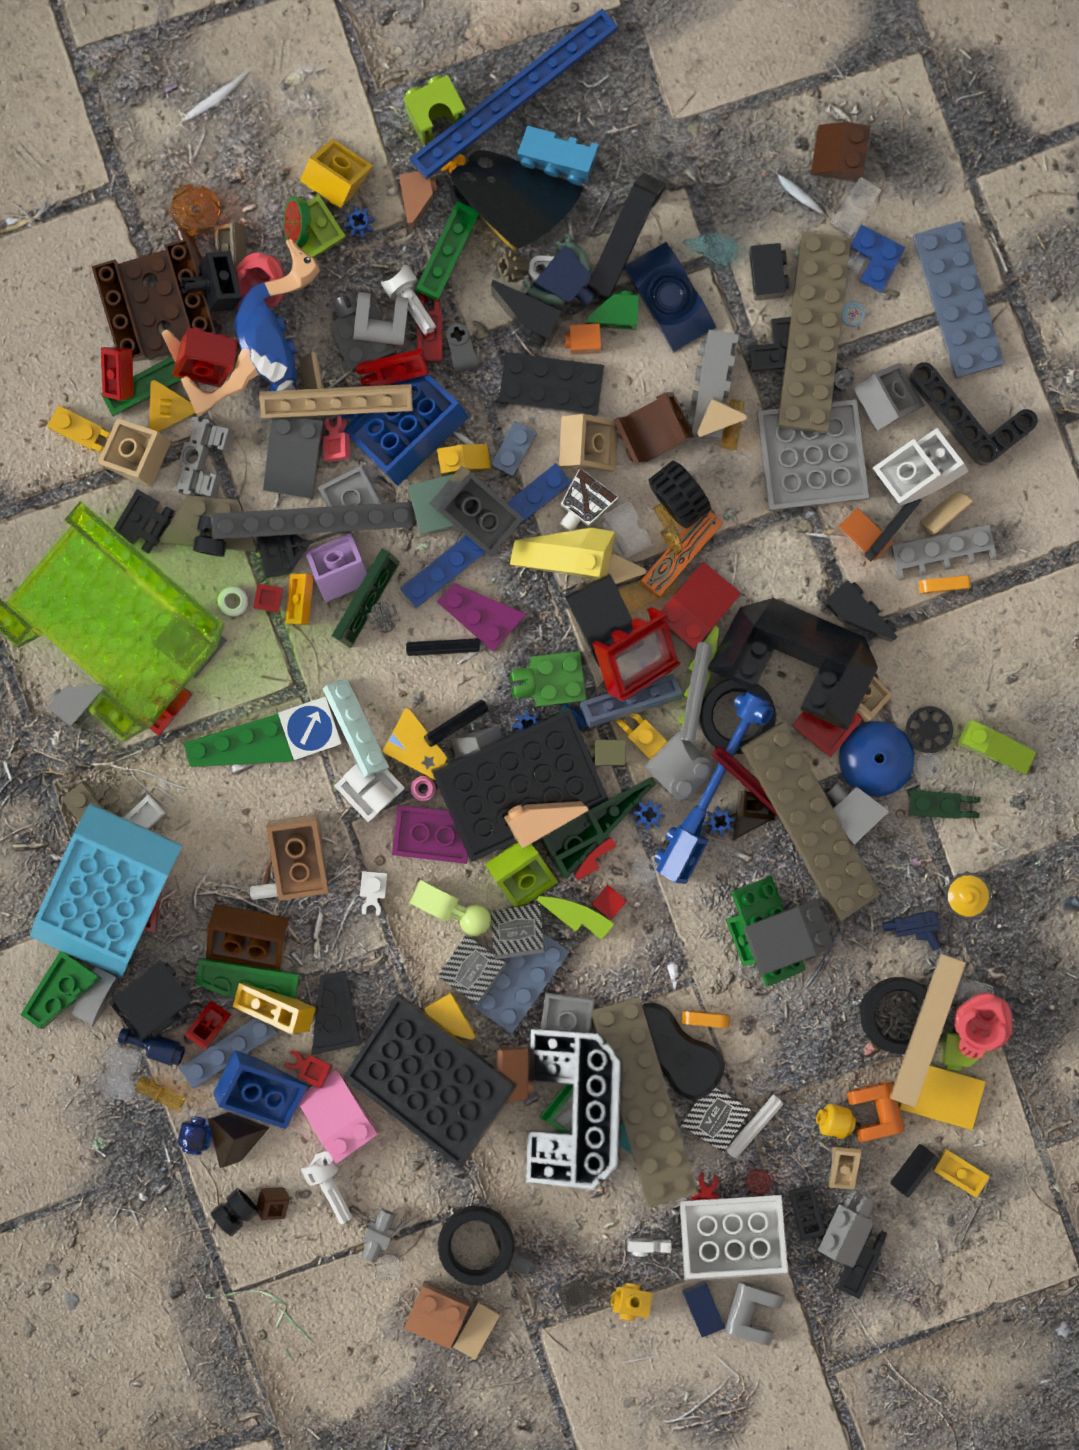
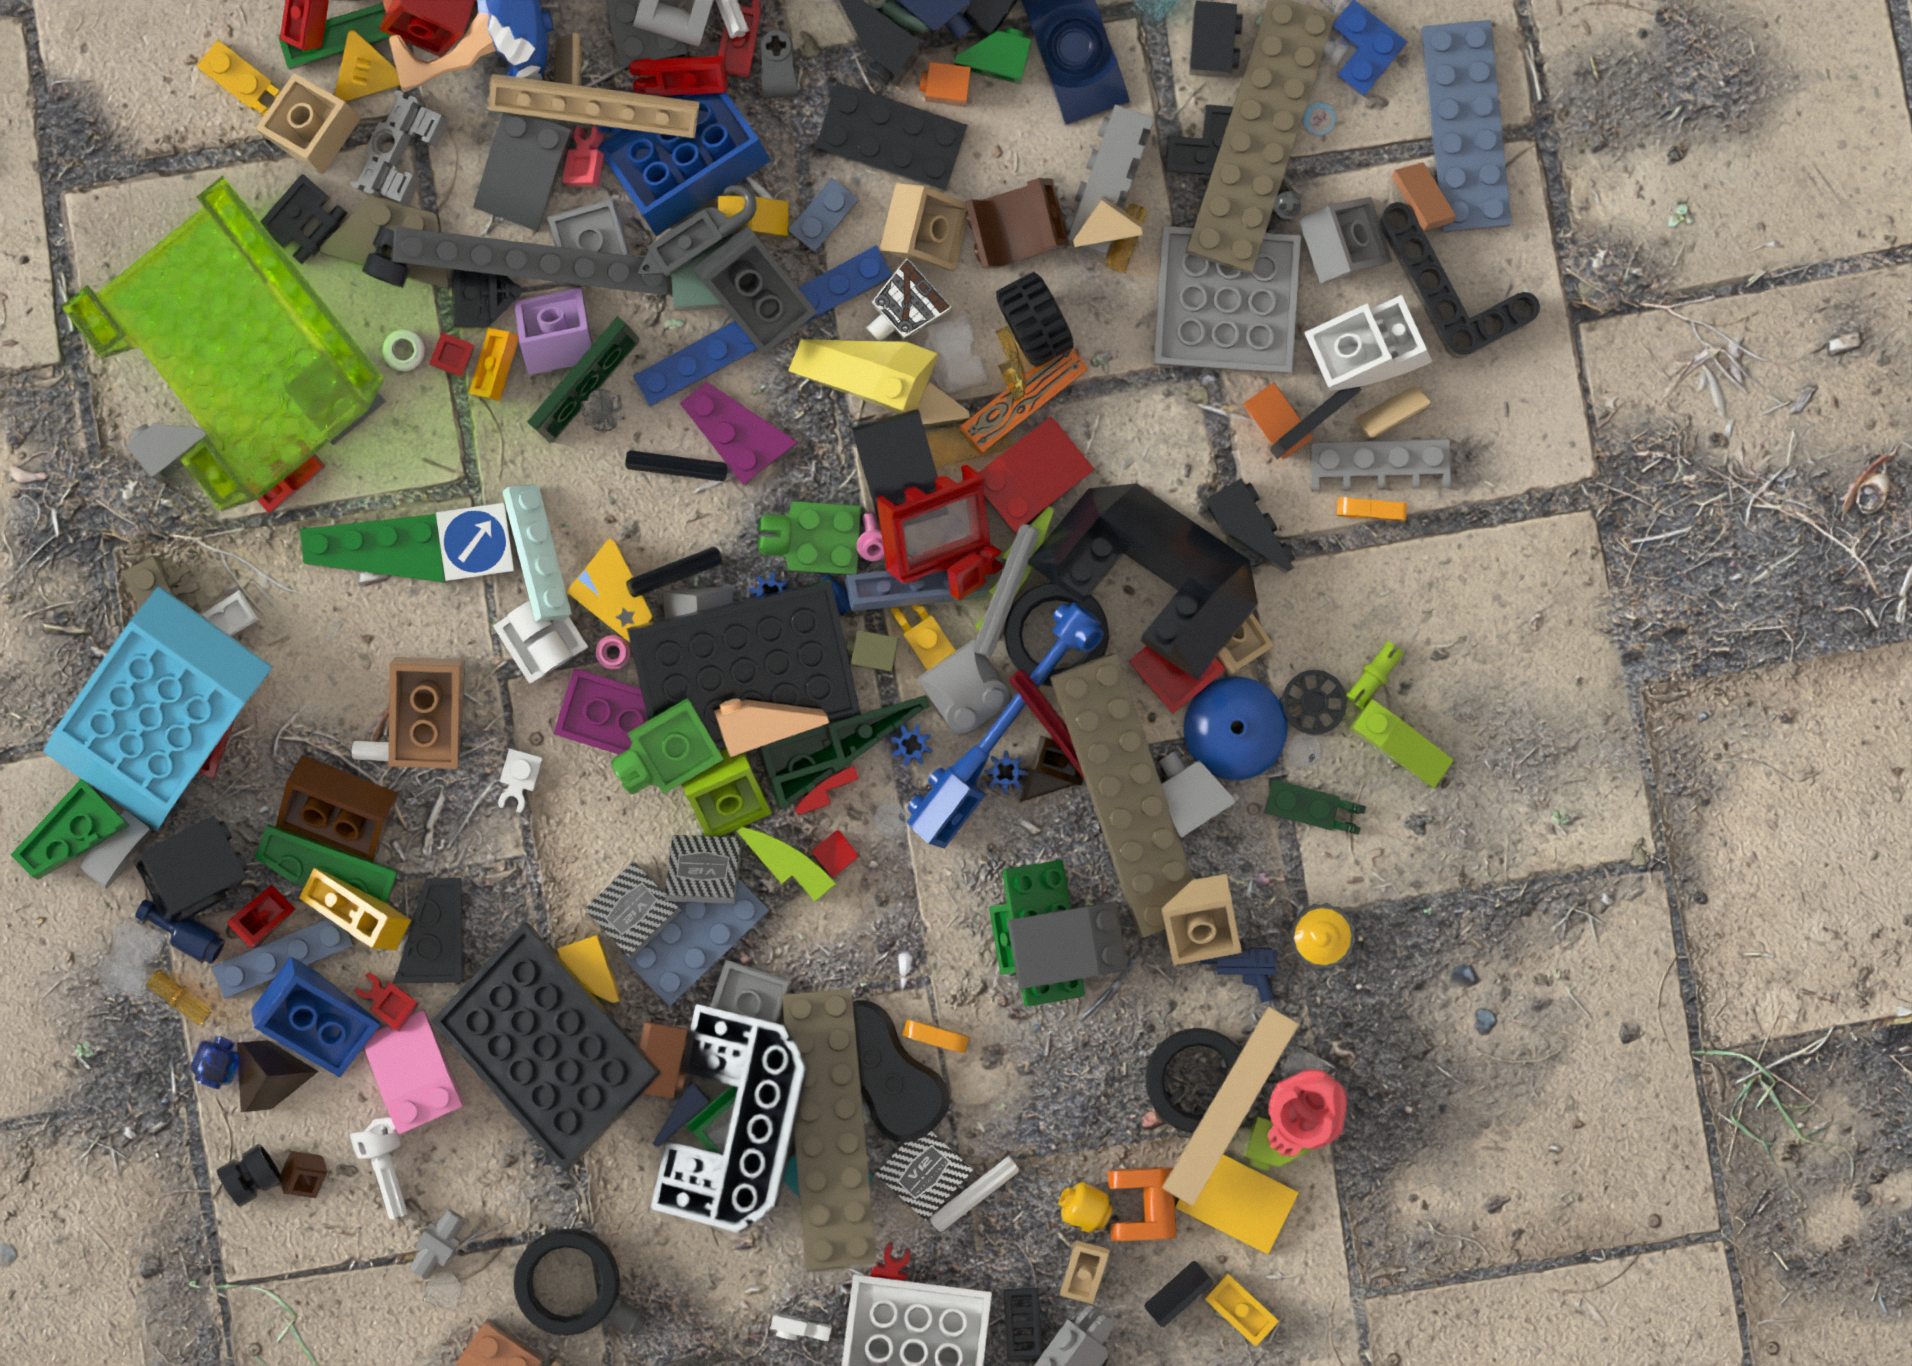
camera: 10 degrees right, 0 degrees up
(427, 480) = (696, 236): none -> dark grey plate
(473, 919) = (647, 841): yellowish green beam -> none
(476, 852) = (666, 751): none -> bright green plate
(539, 1102) = (688, 1106): none -> dark blue slope
(592, 676) = (870, 543): none -> bright pink plate
(668, 683) = (970, 572): none -> red plate
(758, 1181) = (965, 1269): clear red tile -> none
(881, 901) = (1202, 921): none -> tan slope
(938, 354) = (1423, 196): none -> nougat tile
(969, 702) = (1375, 674): none -> lime pin

